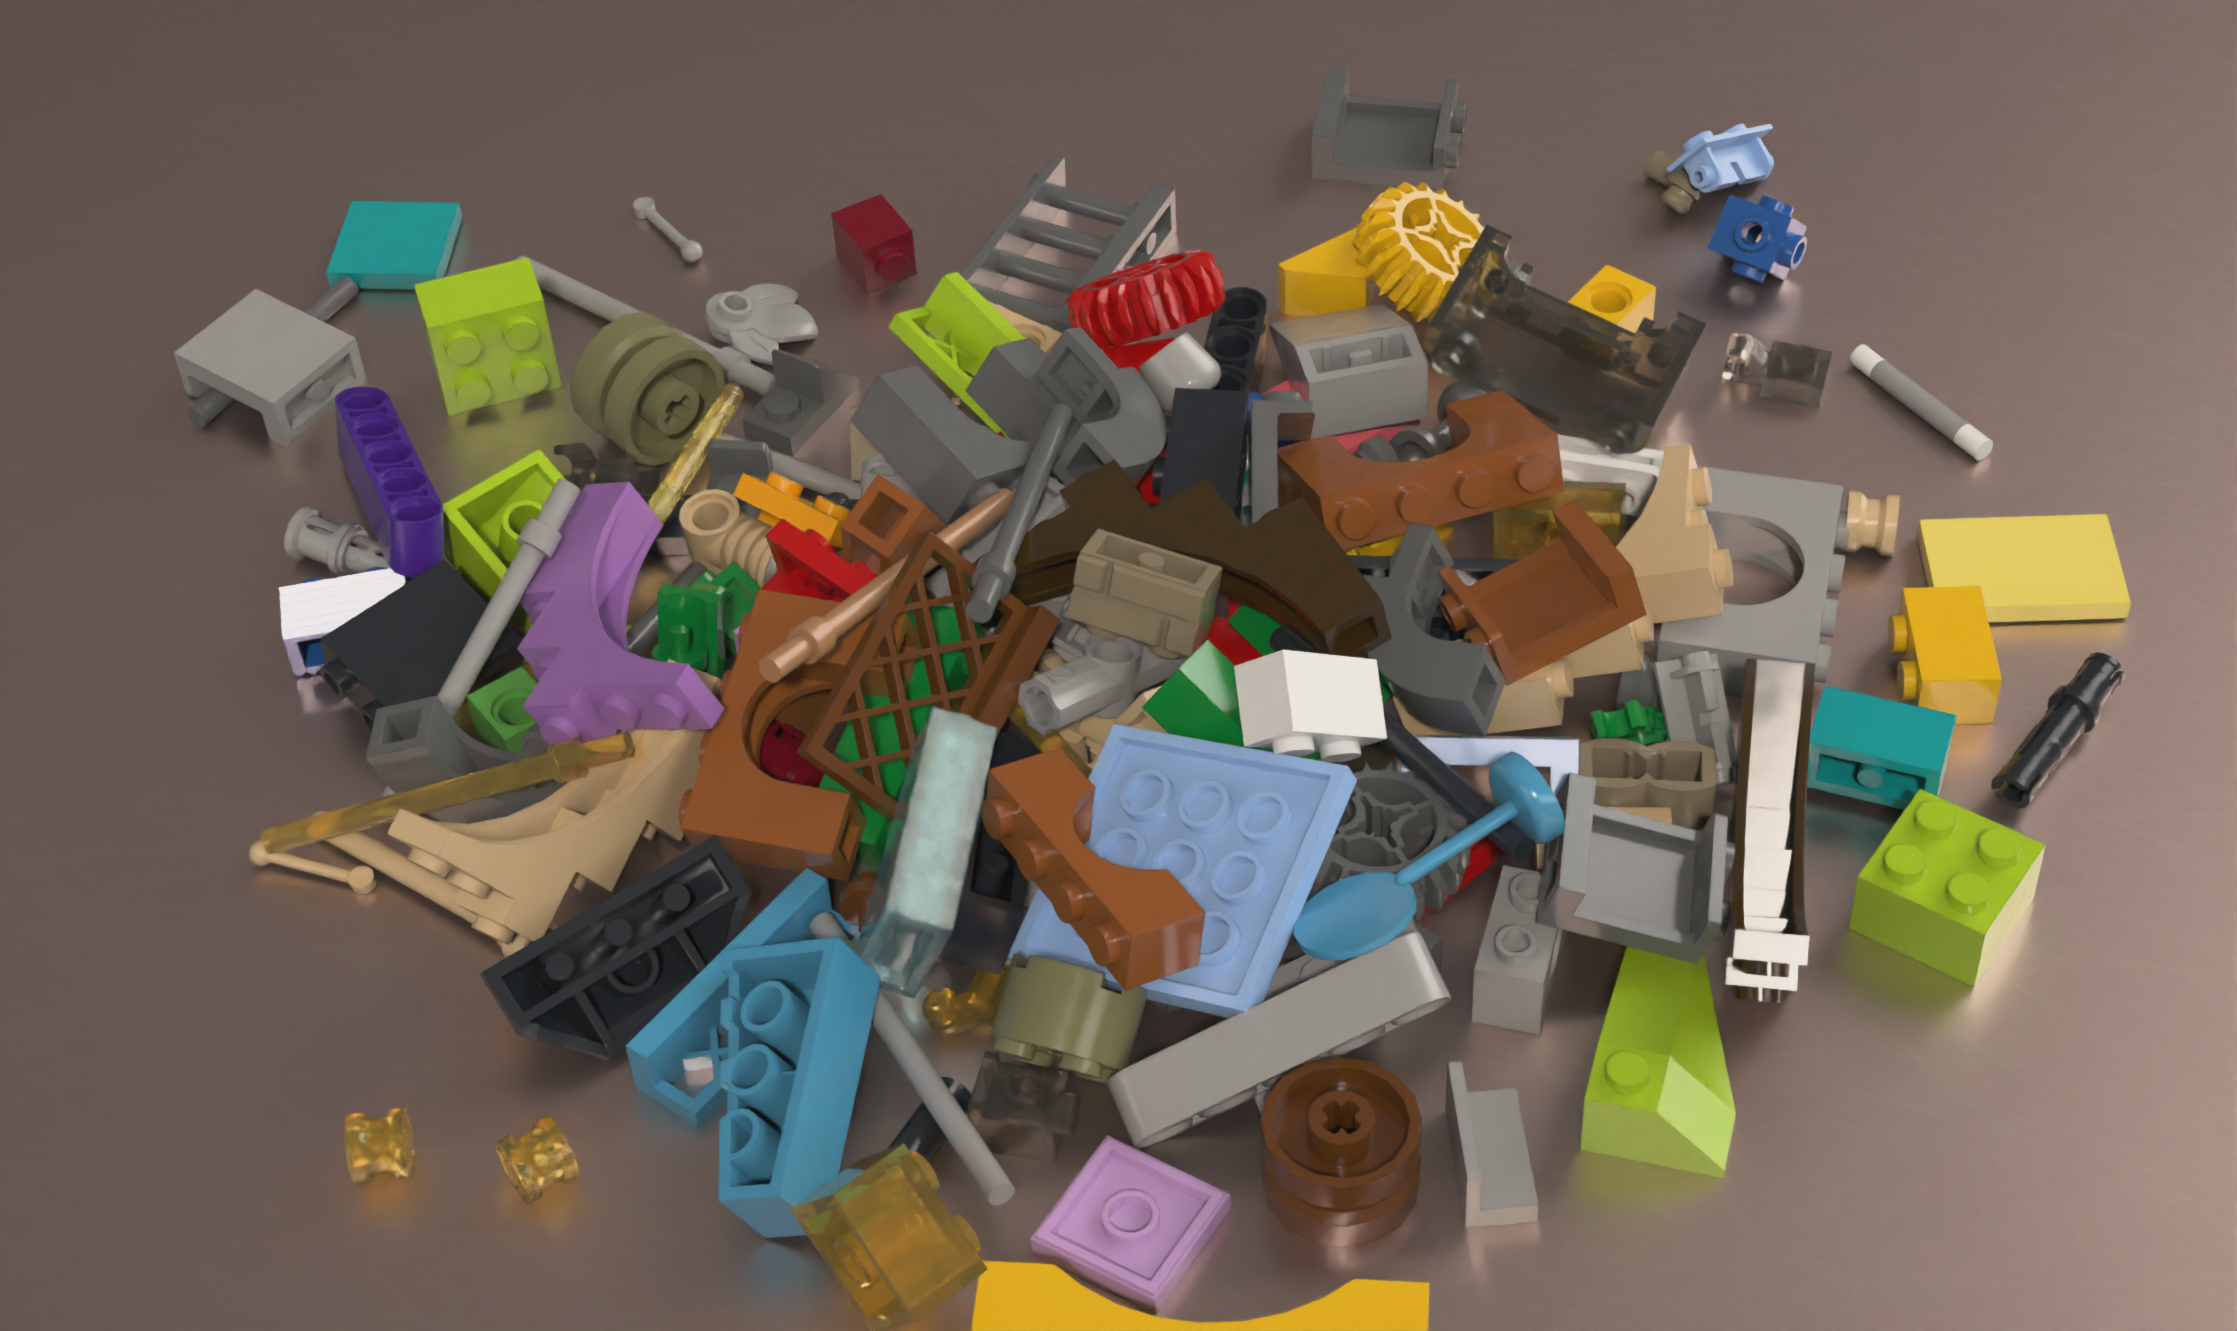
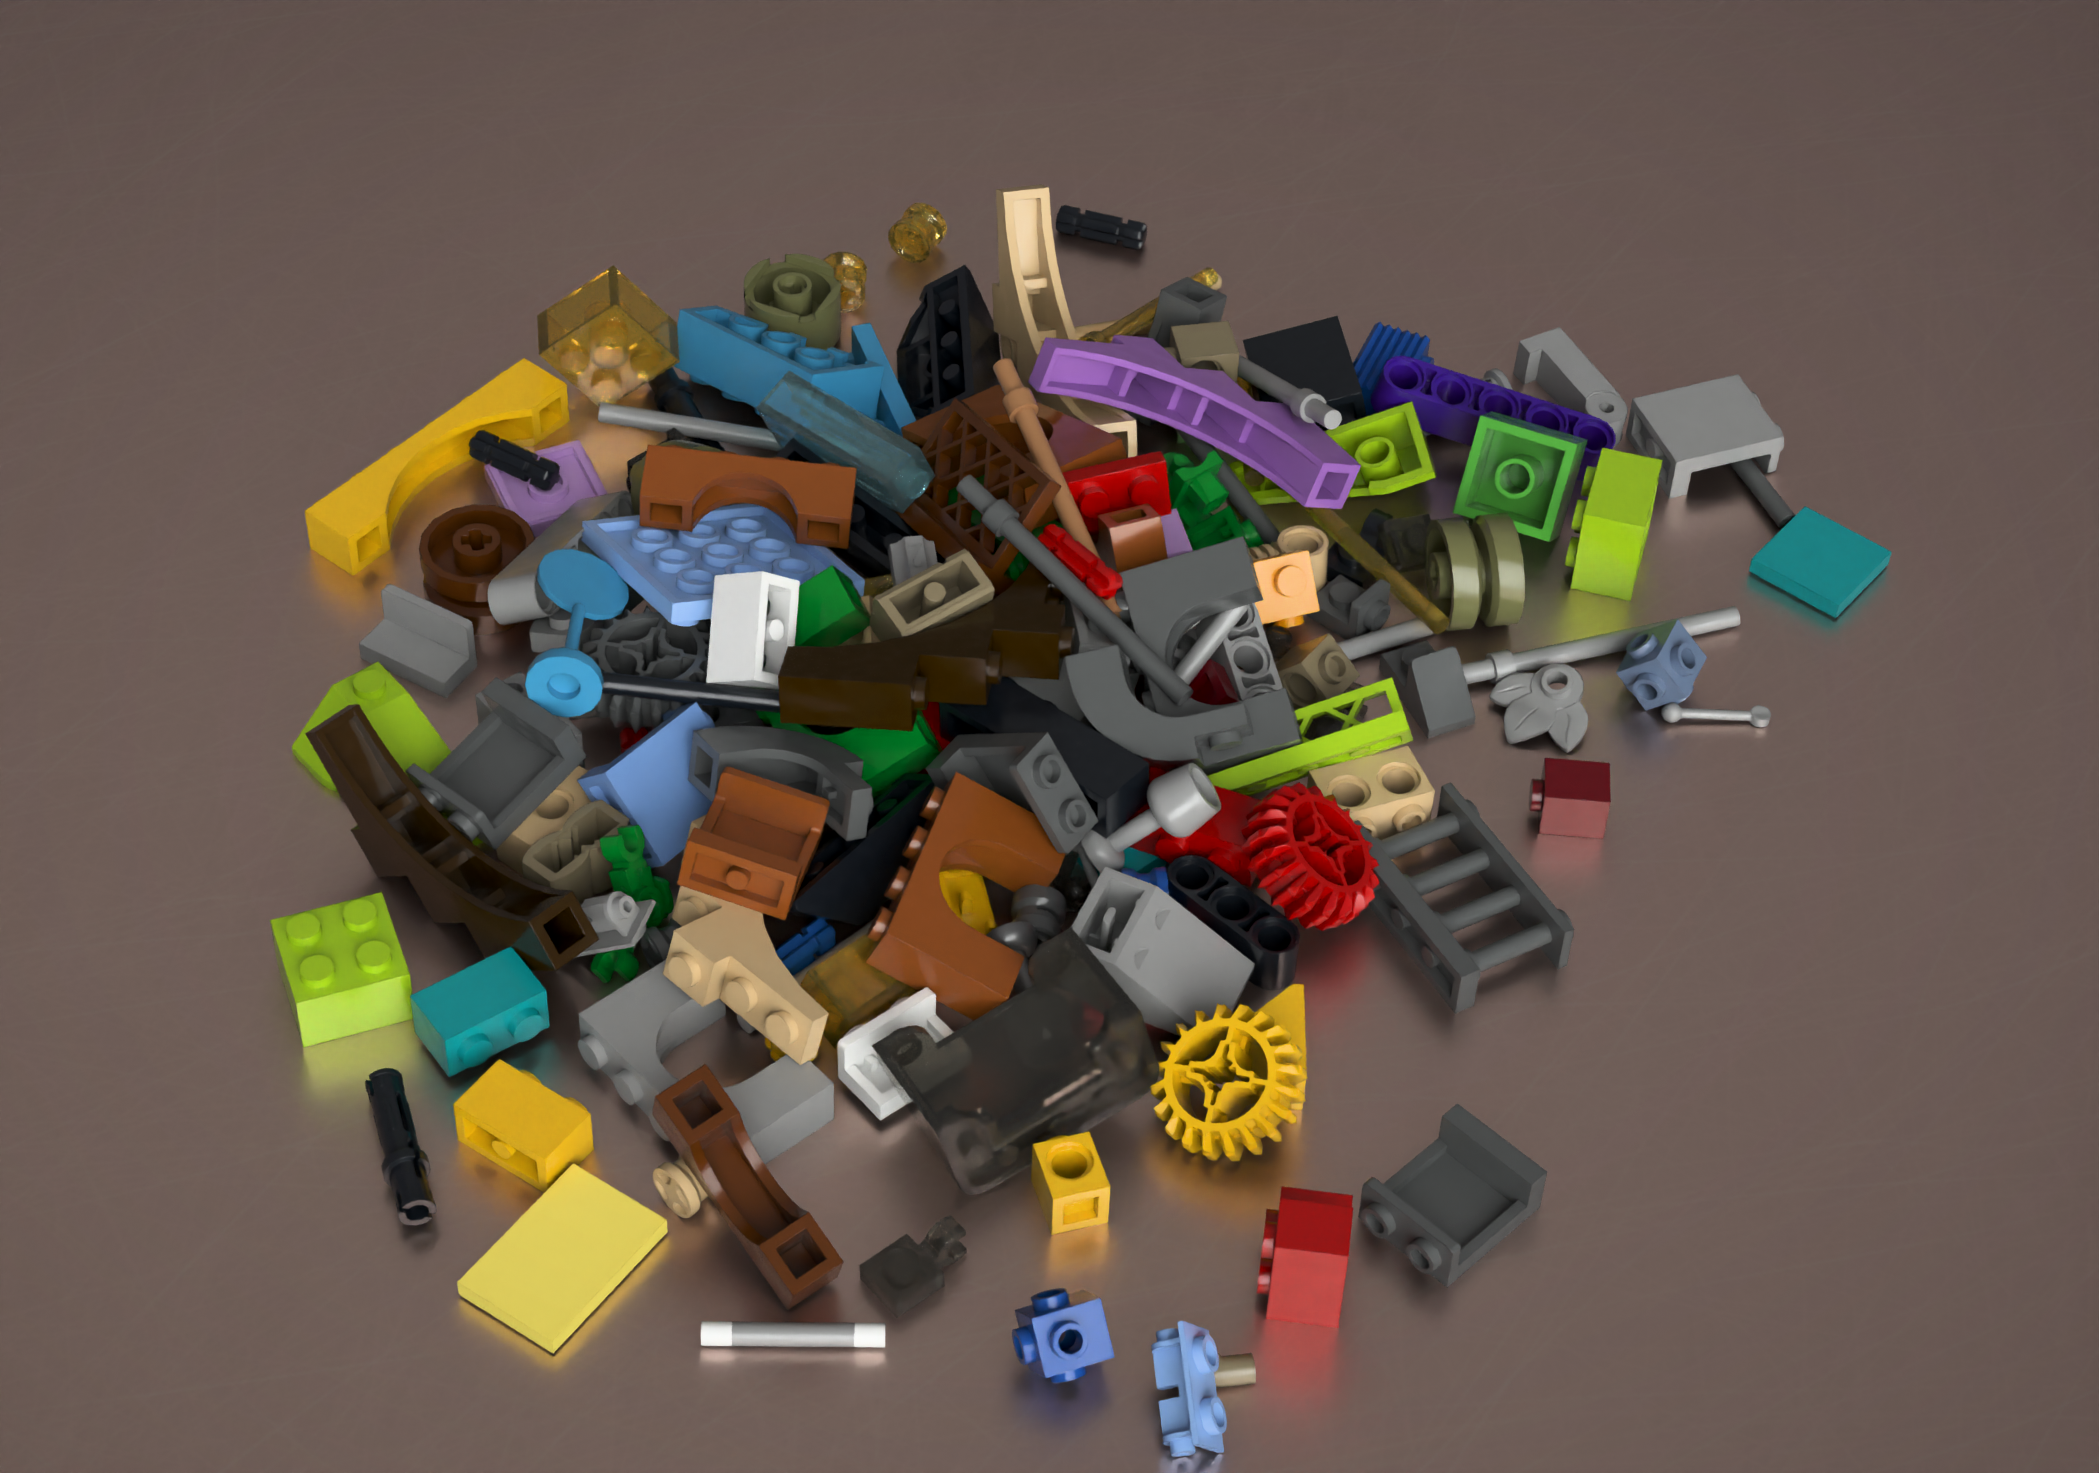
camera: 120 degrees right, 0 degrees up
(227, 999) = (1101, 227): none -> black axle
(253, 485) = (1569, 378): none -> light grey leg
(470, 408) = (1520, 472): none -> bright green brick
(486, 694) = (1205, 347): none -> dark tan brick
(640, 238) = (1661, 665): none -> sand blue brick
(643, 1153) = (796, 298): none -> olive brick
(985, 512) = (1081, 562): none -> red axle
(1138, 1246) = (514, 460): none -> black axle
(1543, 155) = (1306, 1256): none -> red brick
(1869, 431) = (766, 1221): none -> reddish brown arch

